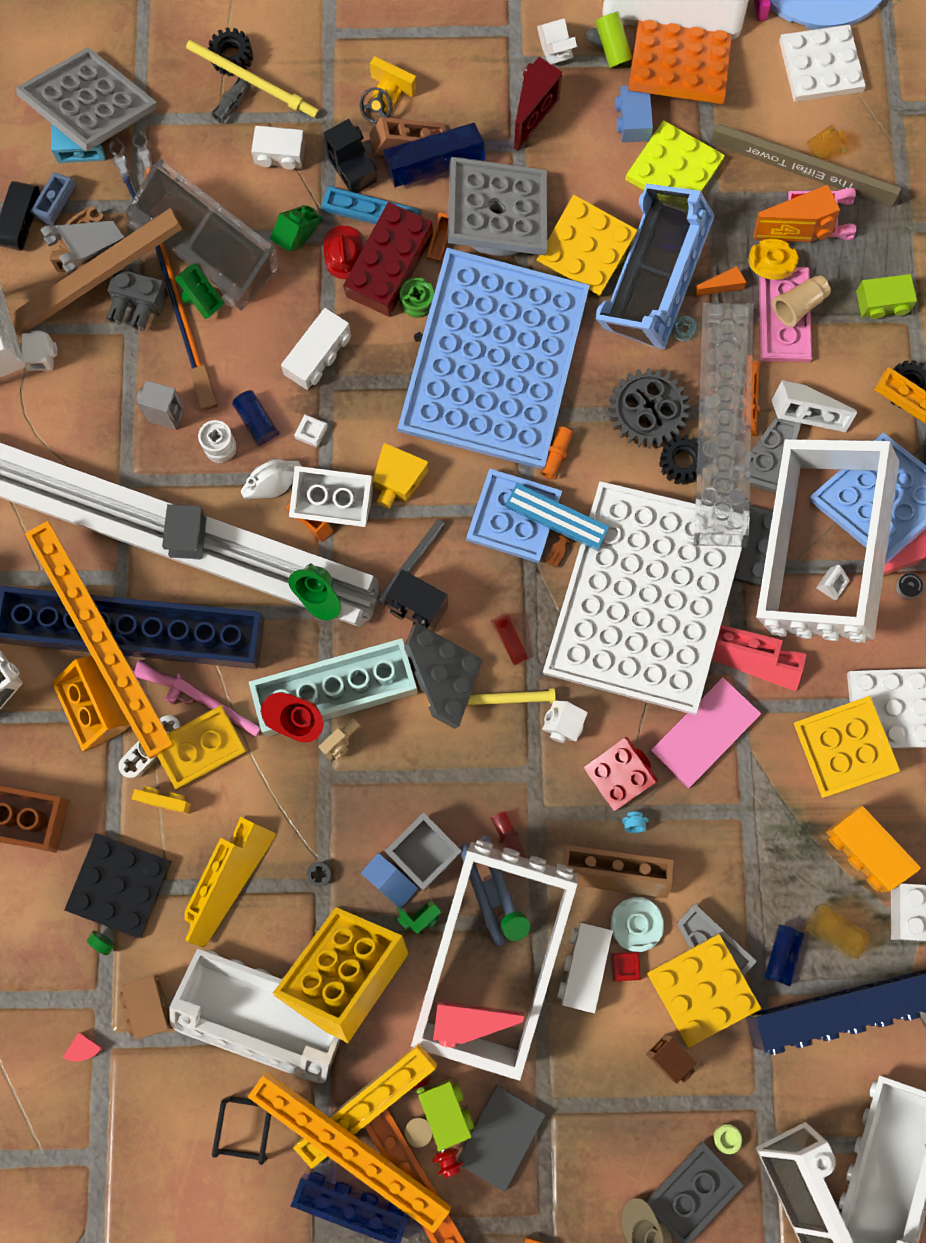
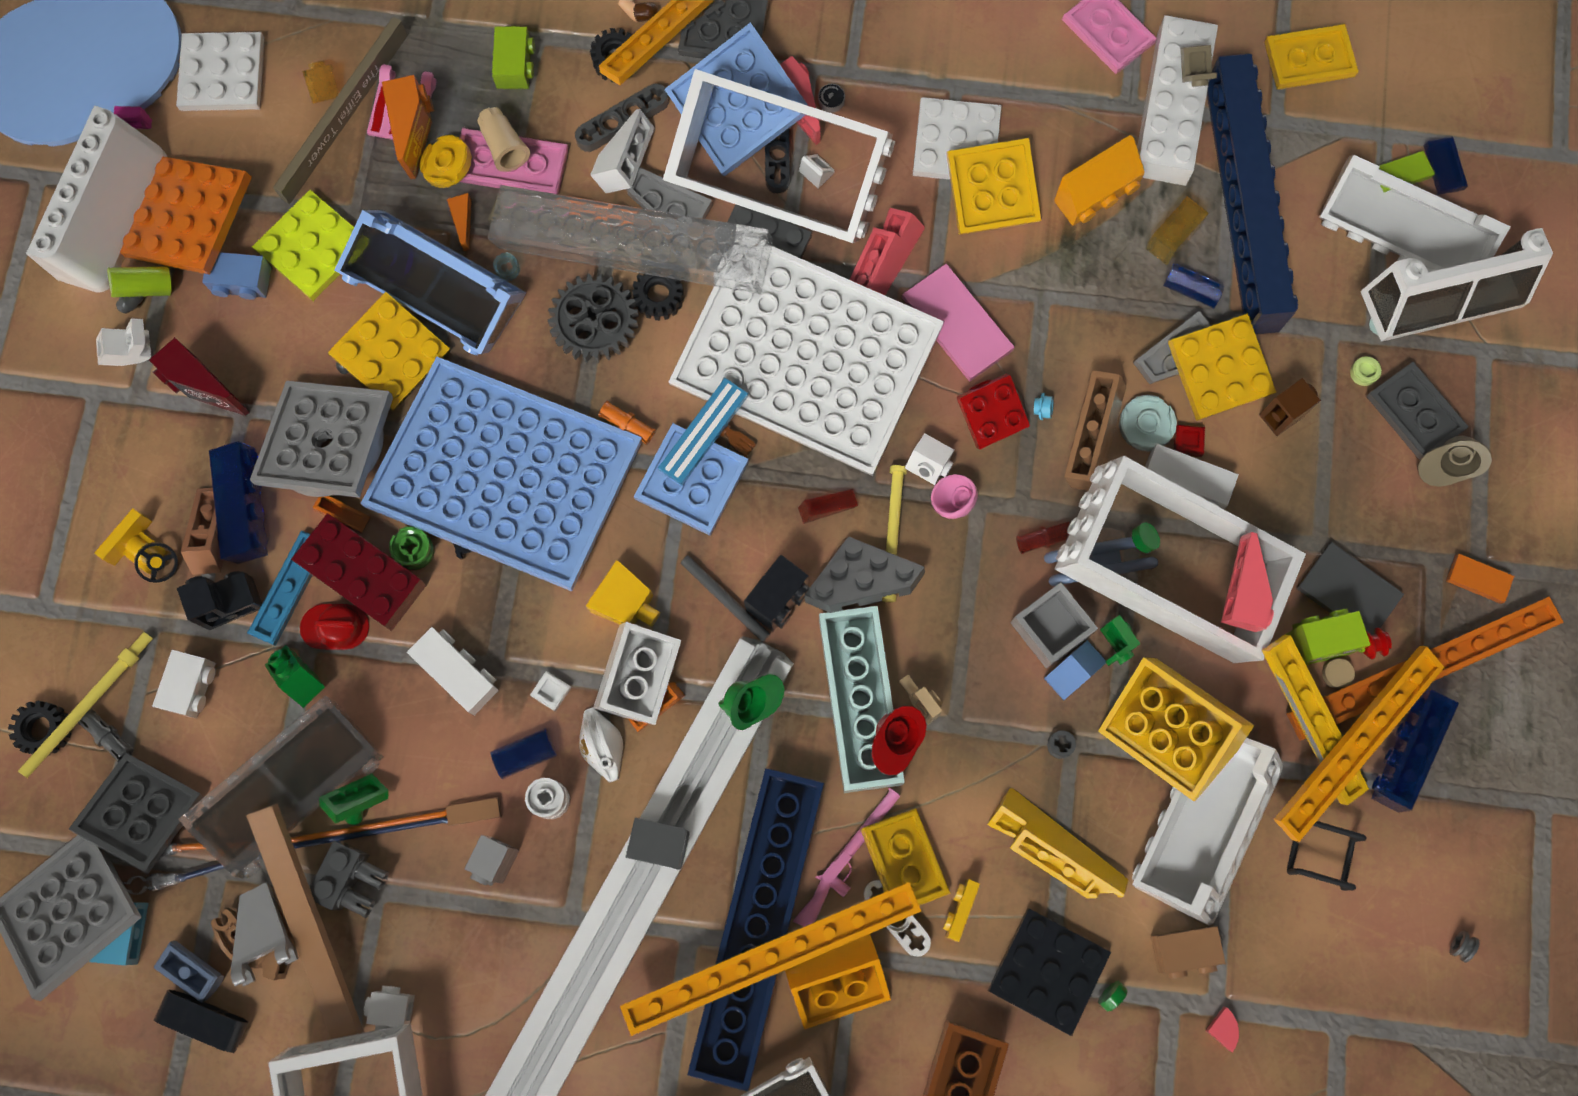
camera: 80 degrees left, 0 degrees up
(170, 131) = (135, 813): none -> dark grey plate
(532, 747) = (954, 496): none -> bright pink piece
(821, 541) = (783, 164): none -> black beam
(853, 398) = (619, 114): none -> dark grey beam

